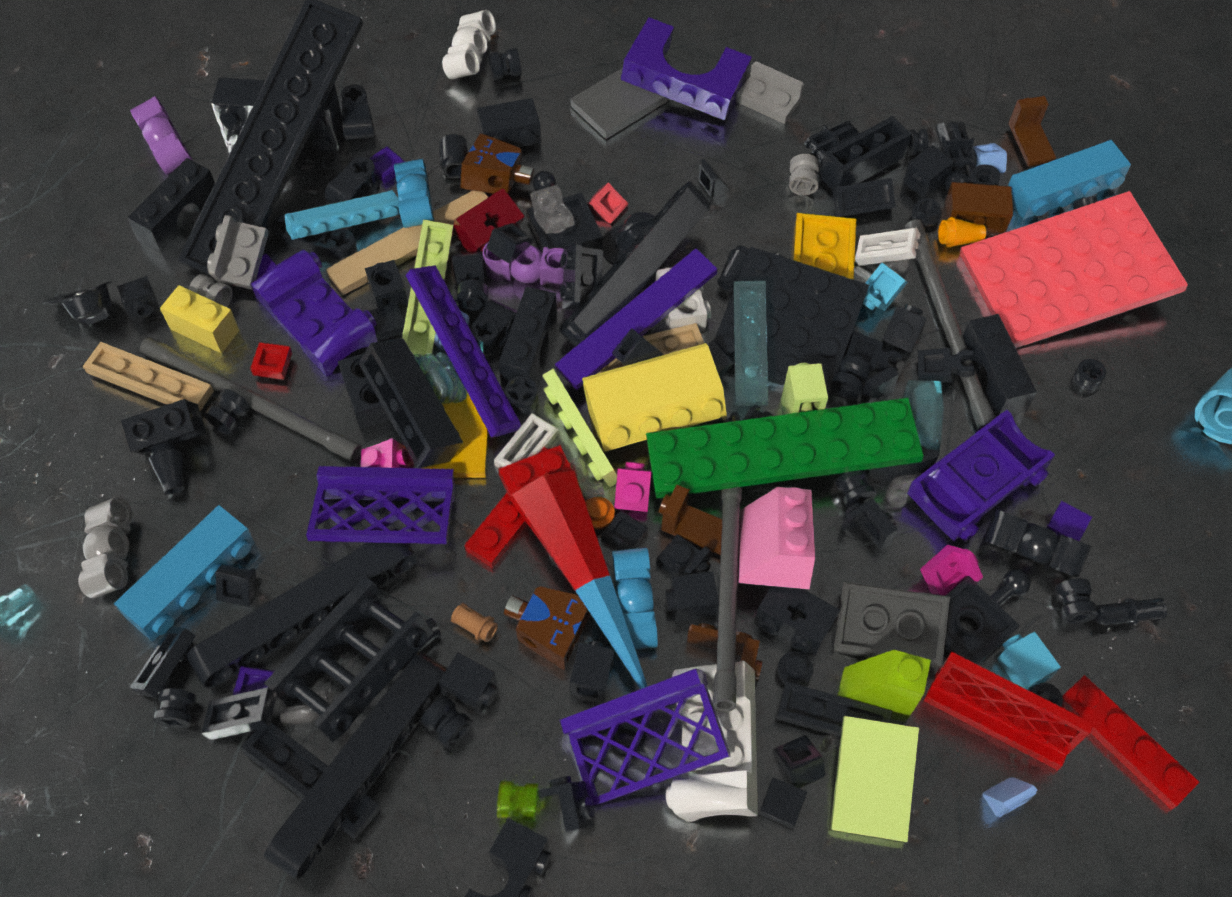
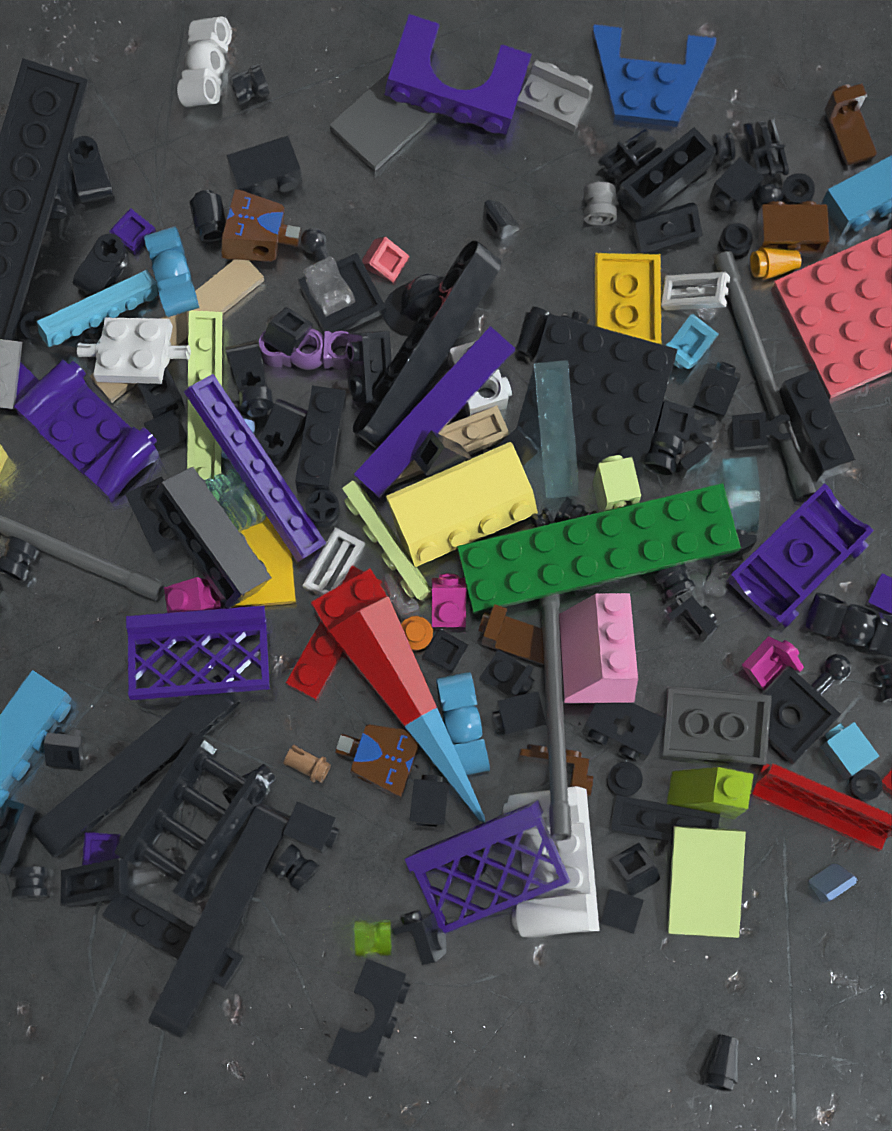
camera: 10 degrees left, 15 degrees up
(271, 361) = (51, 493): red plate -> none
(367, 247) = (133, 350): none -> white plate
(495, 210) = (241, 309): dark red brick -> none
(854, 97) = (649, 89): none -> blue wing
(991, 155) = (804, 157): light blue slope -> none

